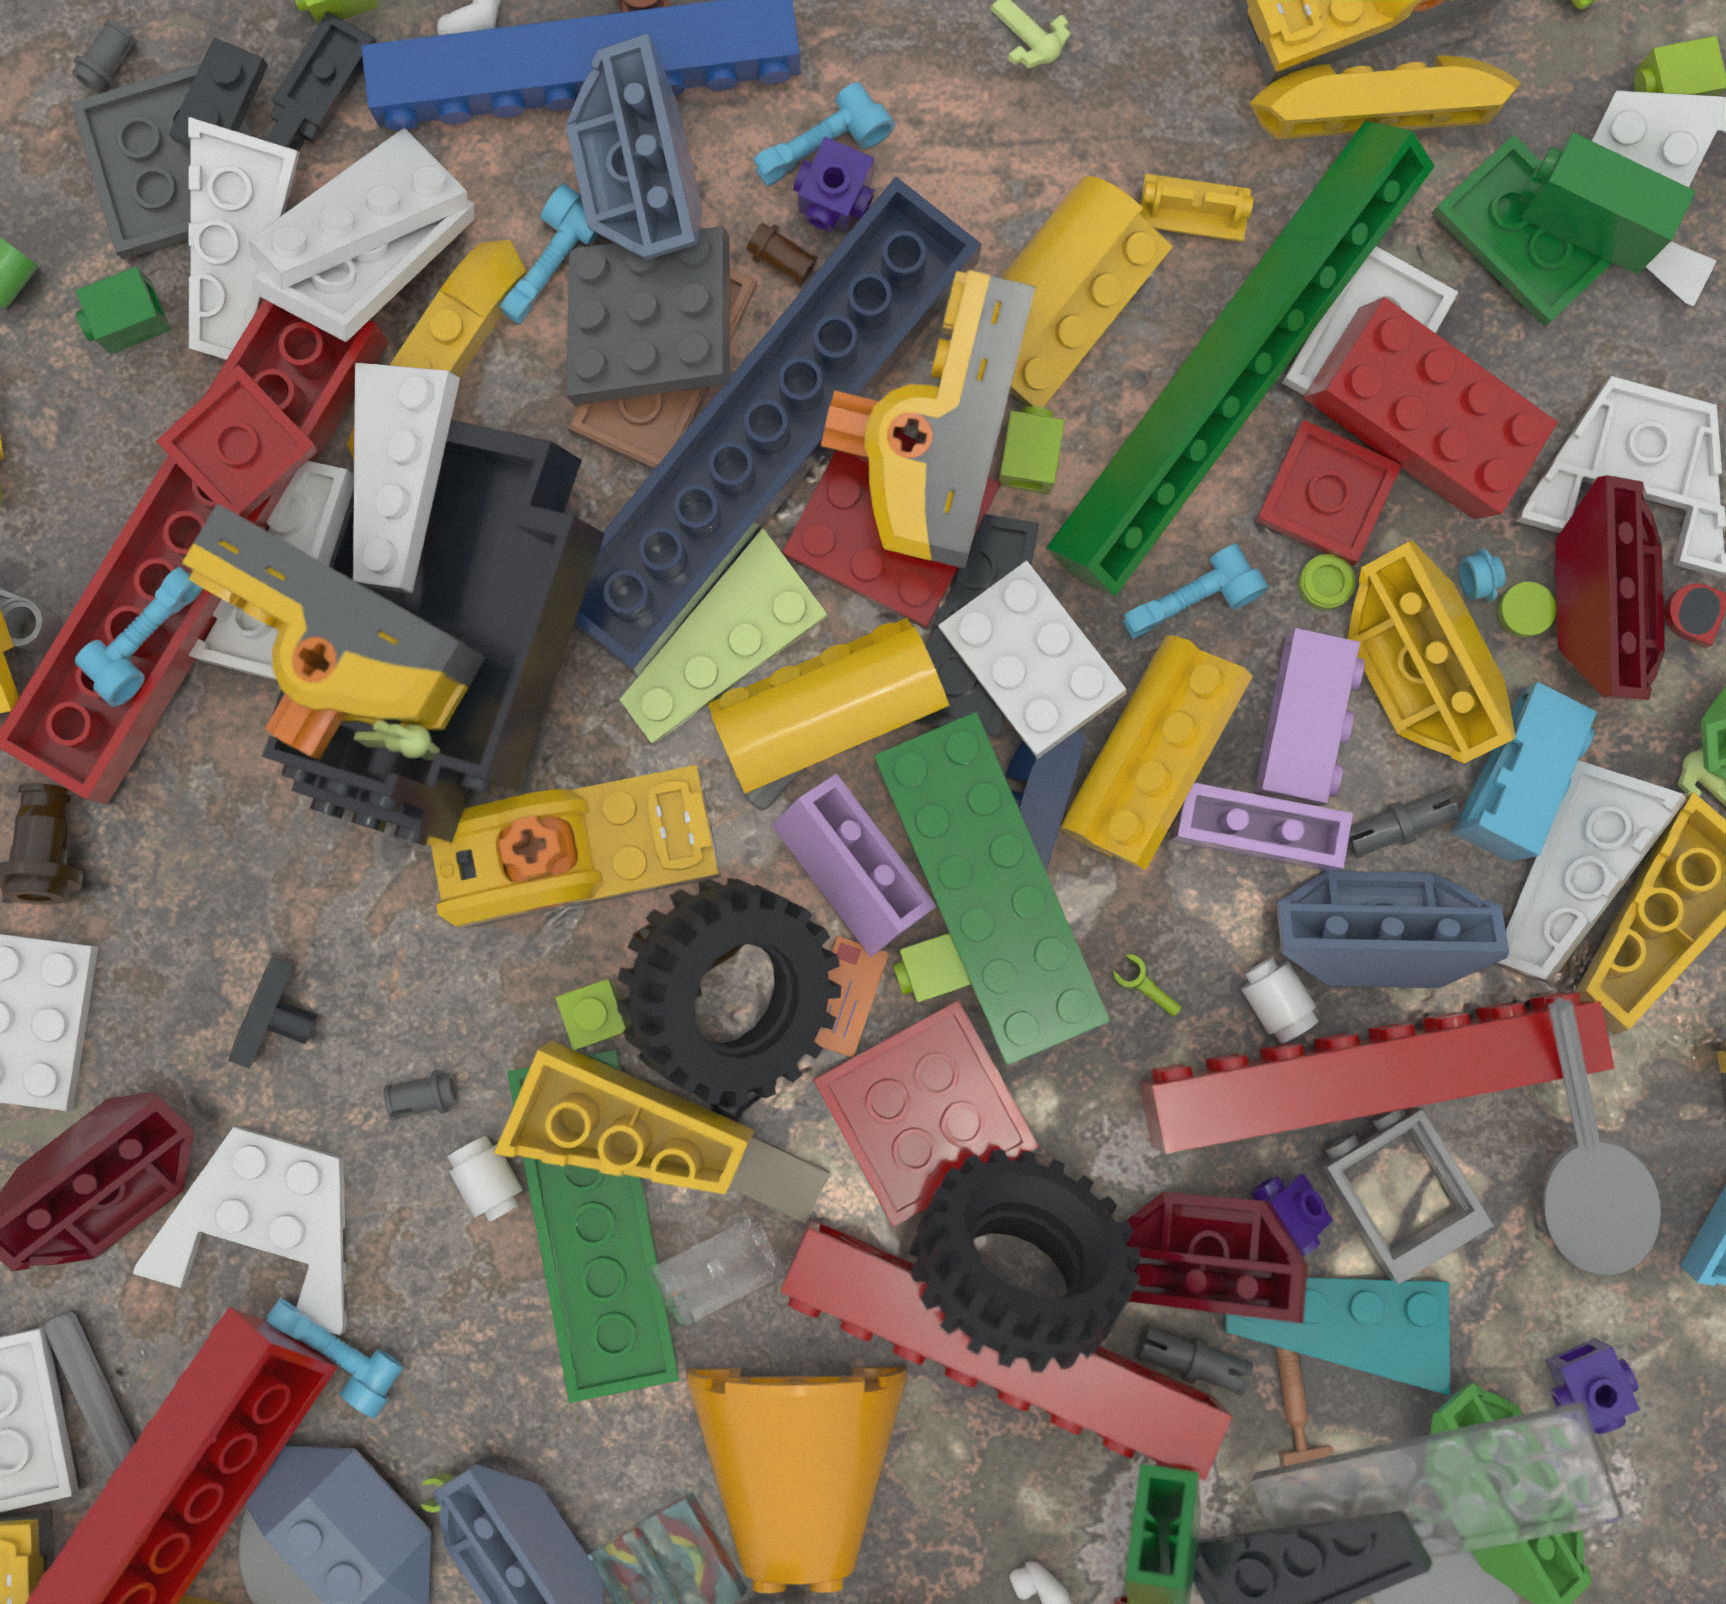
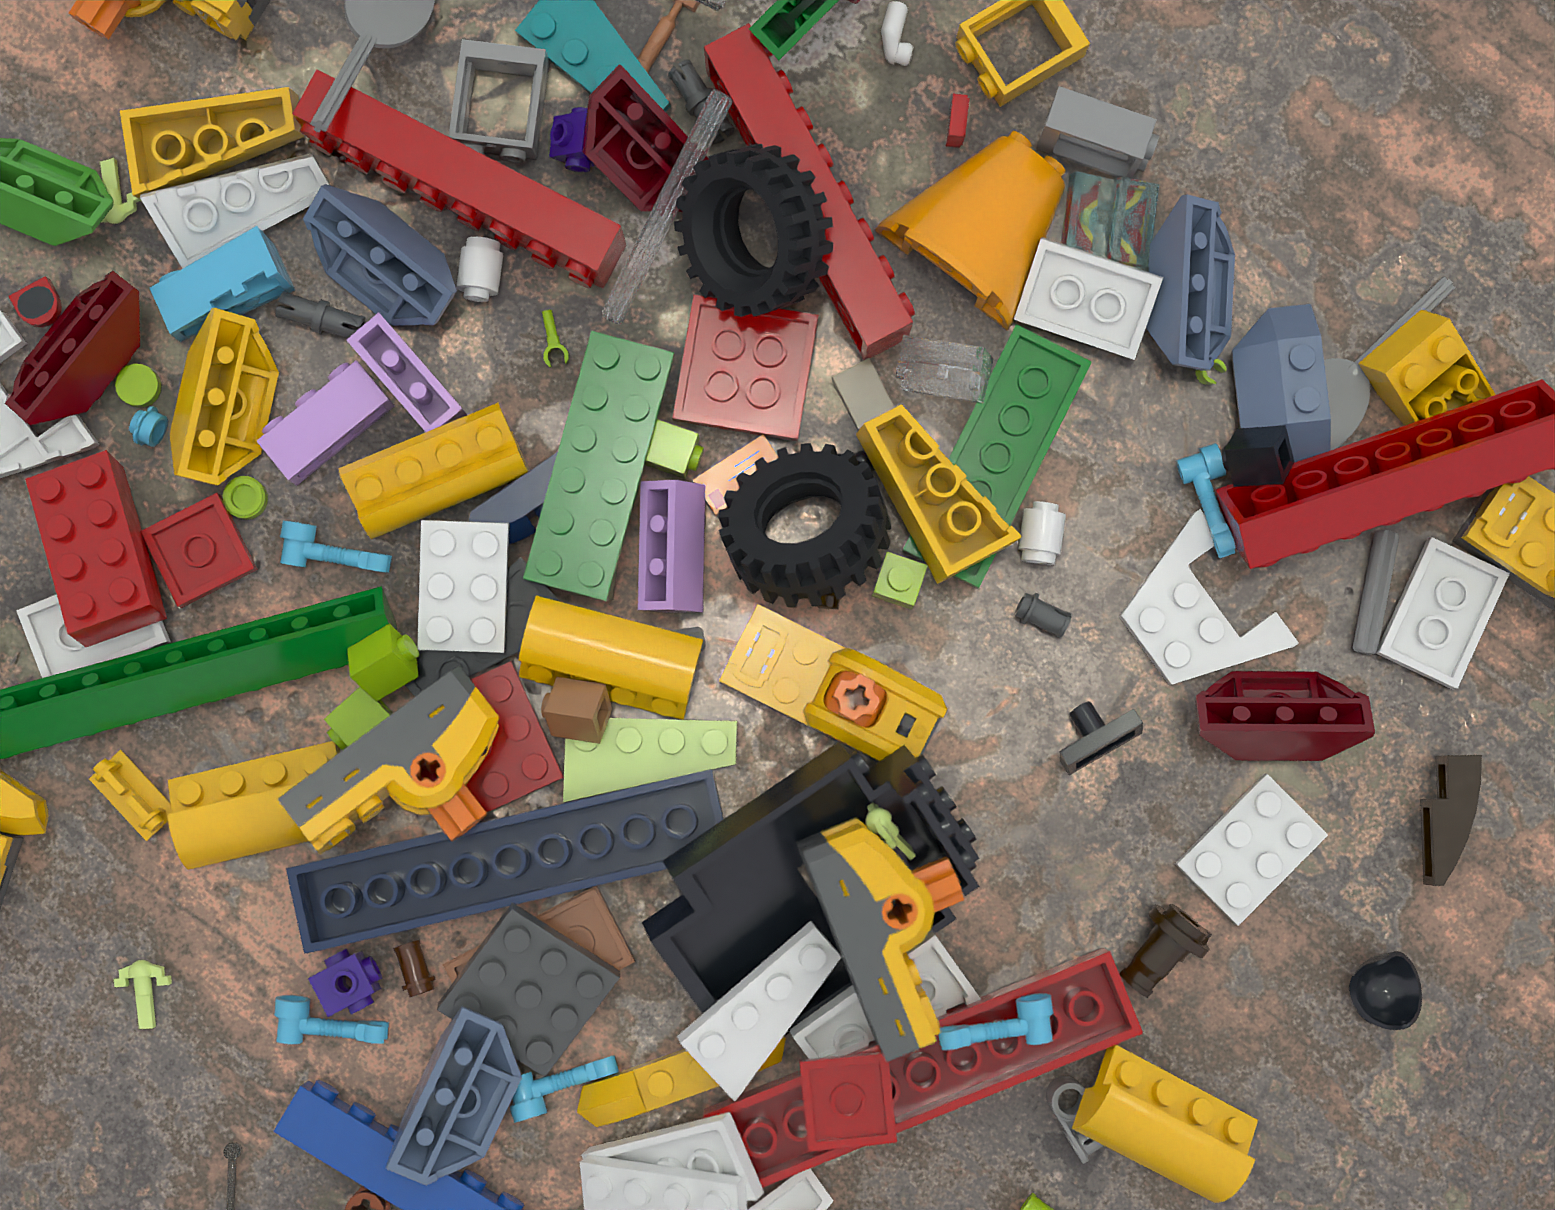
camera: 140 degrees left, 0 degrees up
(314, 1437) = (1258, 456): none -> black brick
(622, 1468) = (1088, 298): none -> white plate
(818, 625) = (577, 709): none -> medium nougat brick
(909, 1554) = (957, 120): none -> red tile
(1050, 519) = (383, 662): none -> lime brick
(1137, 1209) = (664, 208): none -> clear axle

